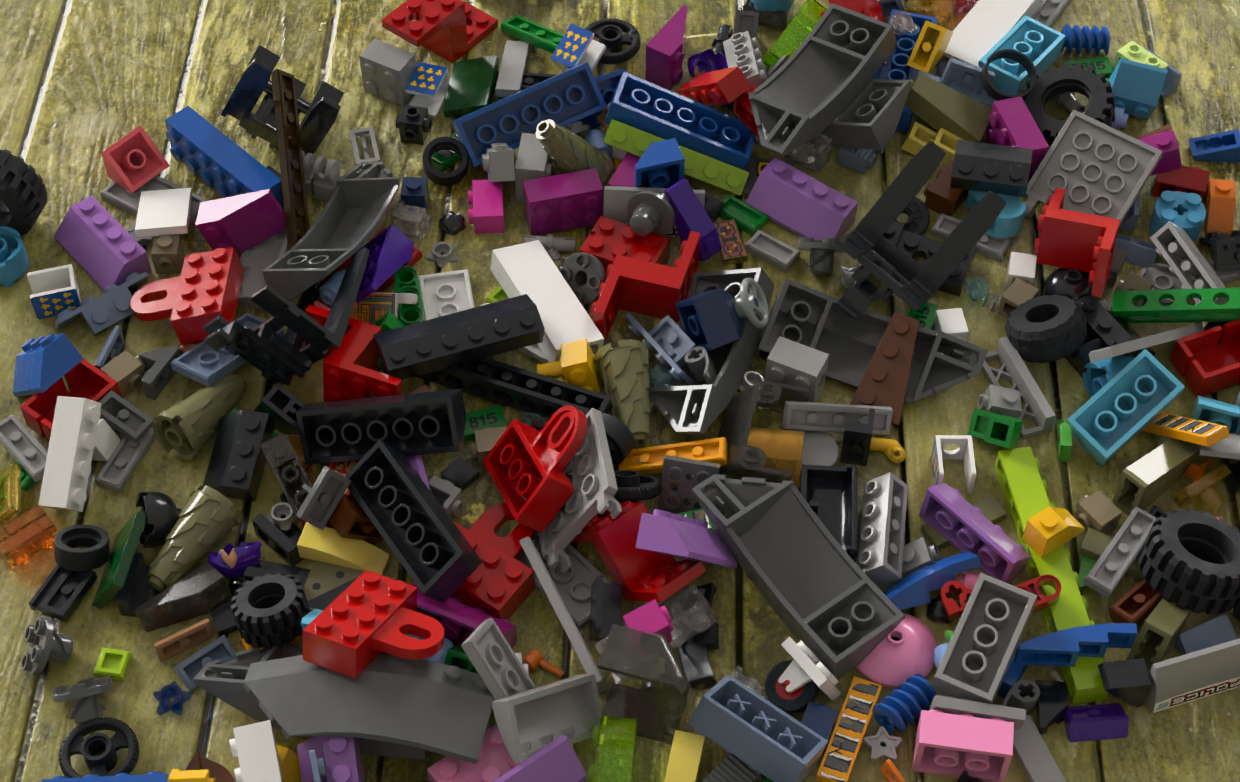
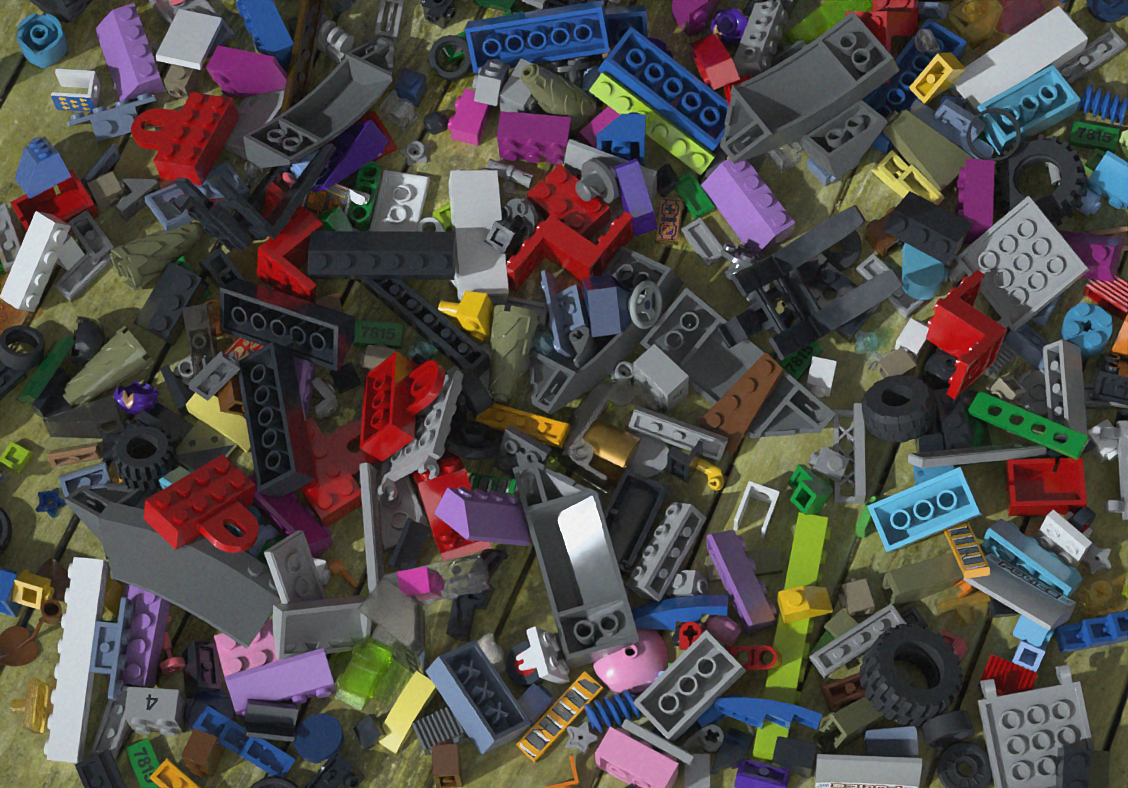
camera: 25 degrees right, 15 degrees up
(575, 289) = (504, 236): none -> black panel

